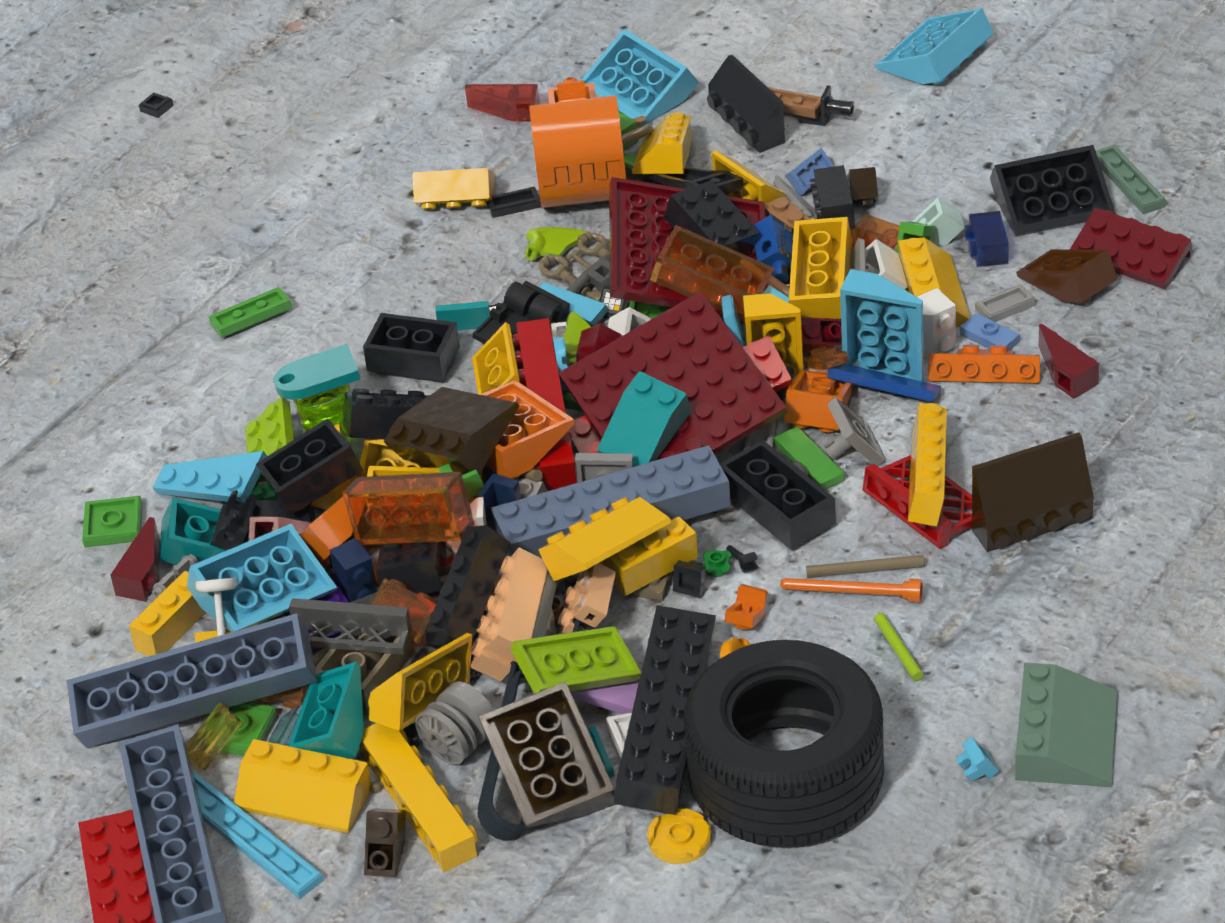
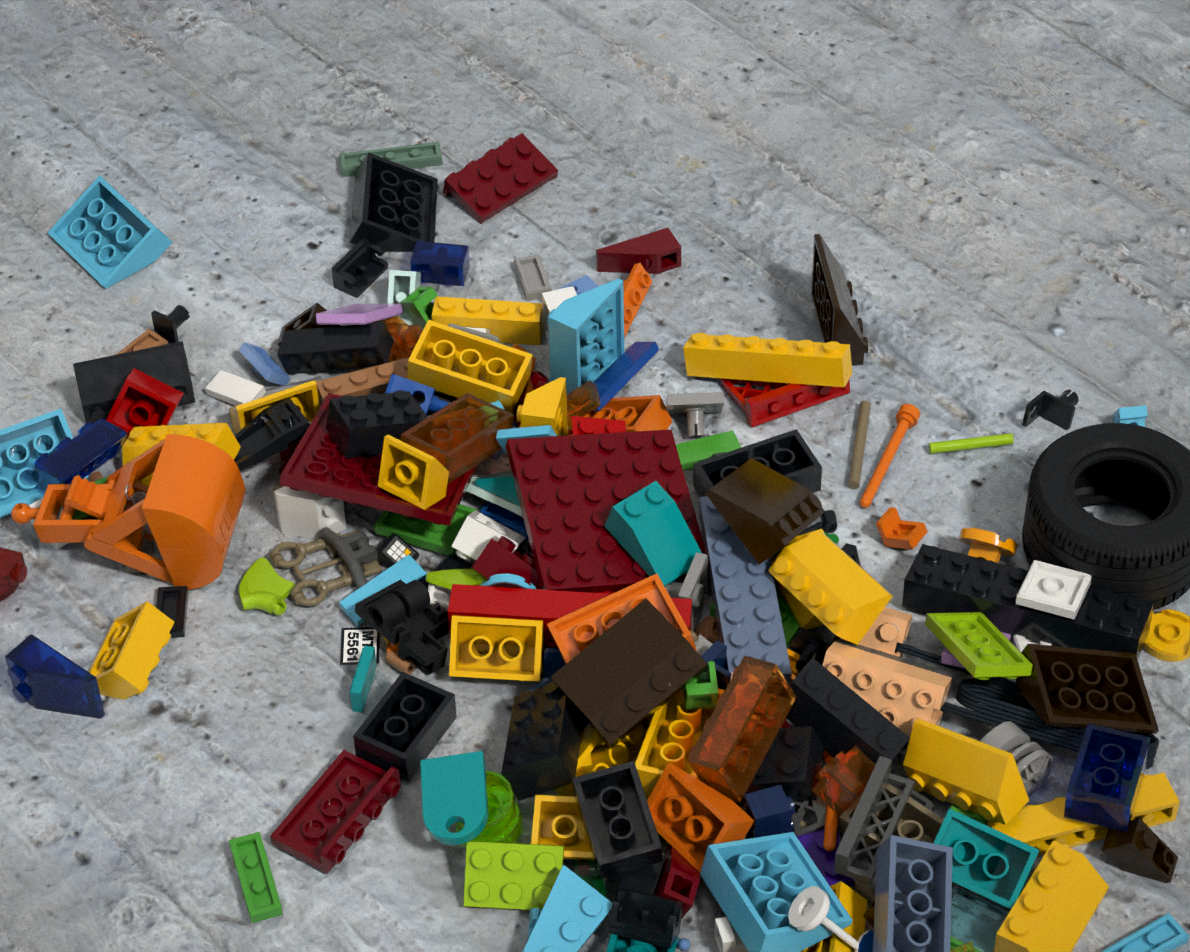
camera: 80 degrees left, 5 degrees up
(311, 332) = (336, 811): none -> dark red bracket
(409, 150) = (52, 680): none -> clear blue slope
(434, 777) = (1107, 777): none -> clear blue brick
(639, 246) = (411, 474): none -> yellow slope
(641, 96) = (81, 455): none -> clear blue slope
(659, 703) = (1054, 589): none -> white tile
(695, 478) = (764, 507): none -> dark brown slope
(716, 114) = (144, 402): none -> red slope
(775, 165) = (234, 388): none -> white tile
(877, 196) = (359, 314): none -> lavender tile
(961, 192) = (359, 268): none -> black hinge
(968, 699) = (1054, 409): none -> black bracket
(1065, 728) = (1102, 363): sand green slope -> none
(1071, 273) = (517, 223): reddish brown slope -> none

